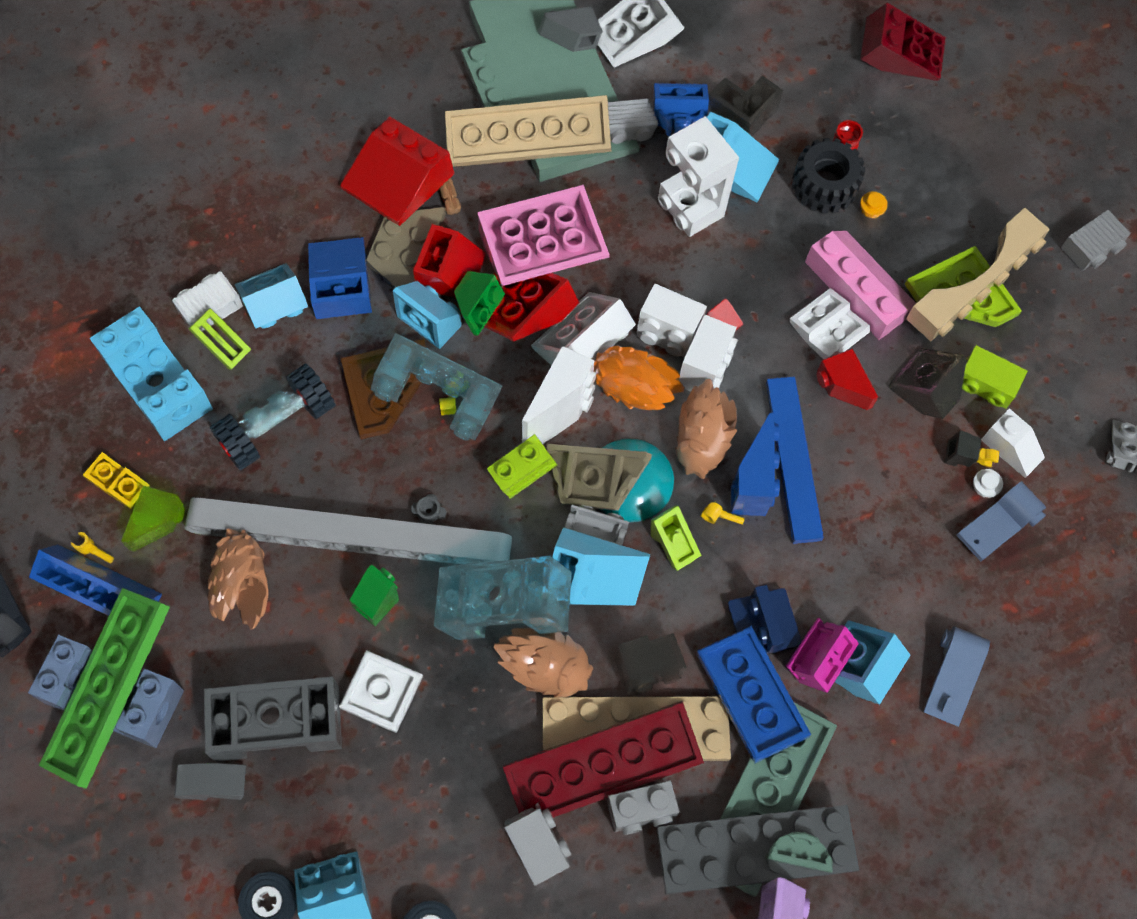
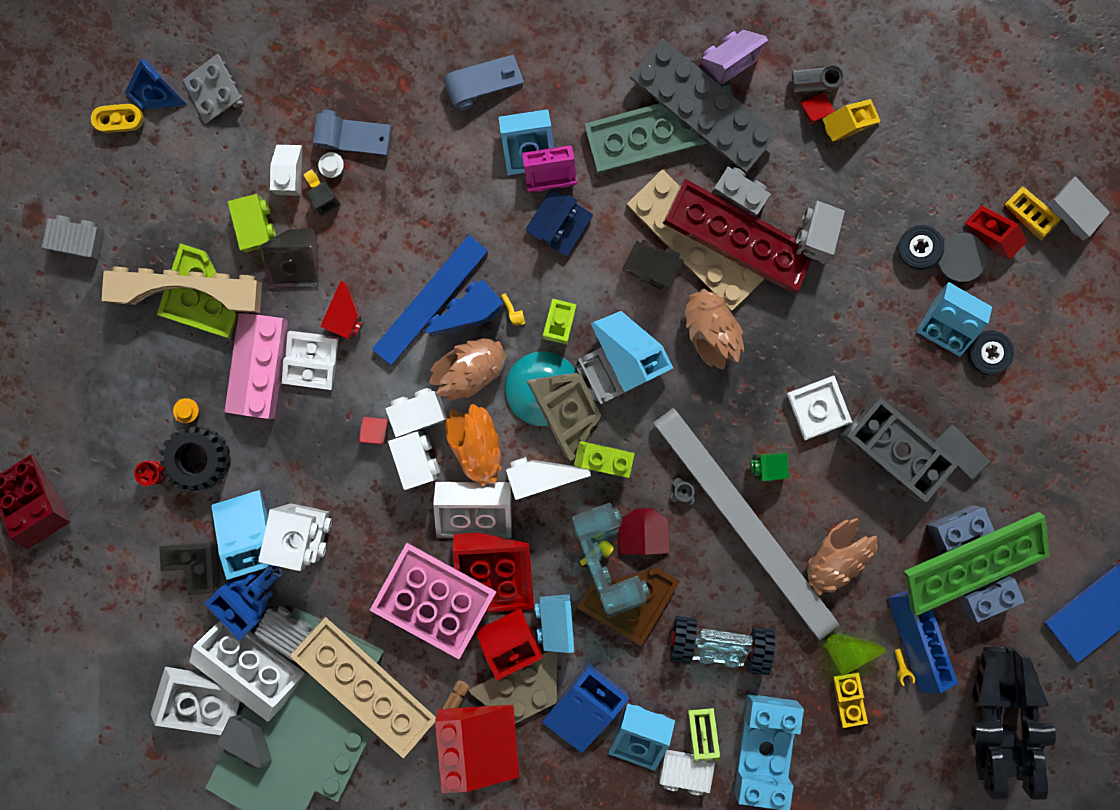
camera: 125 degrees left, 20 degrees up
(426, 447) = (644, 533): none -> dark red slope
(478, 298) = (520, 598): green slope -> none
(530, 593) = (694, 366): clear light blue plate -> none
(625, 71) = (247, 669): none -> white slope
(753, 694) = (613, 188): blue tile -> none
(802, 851) = (685, 78): sand green tile -> none

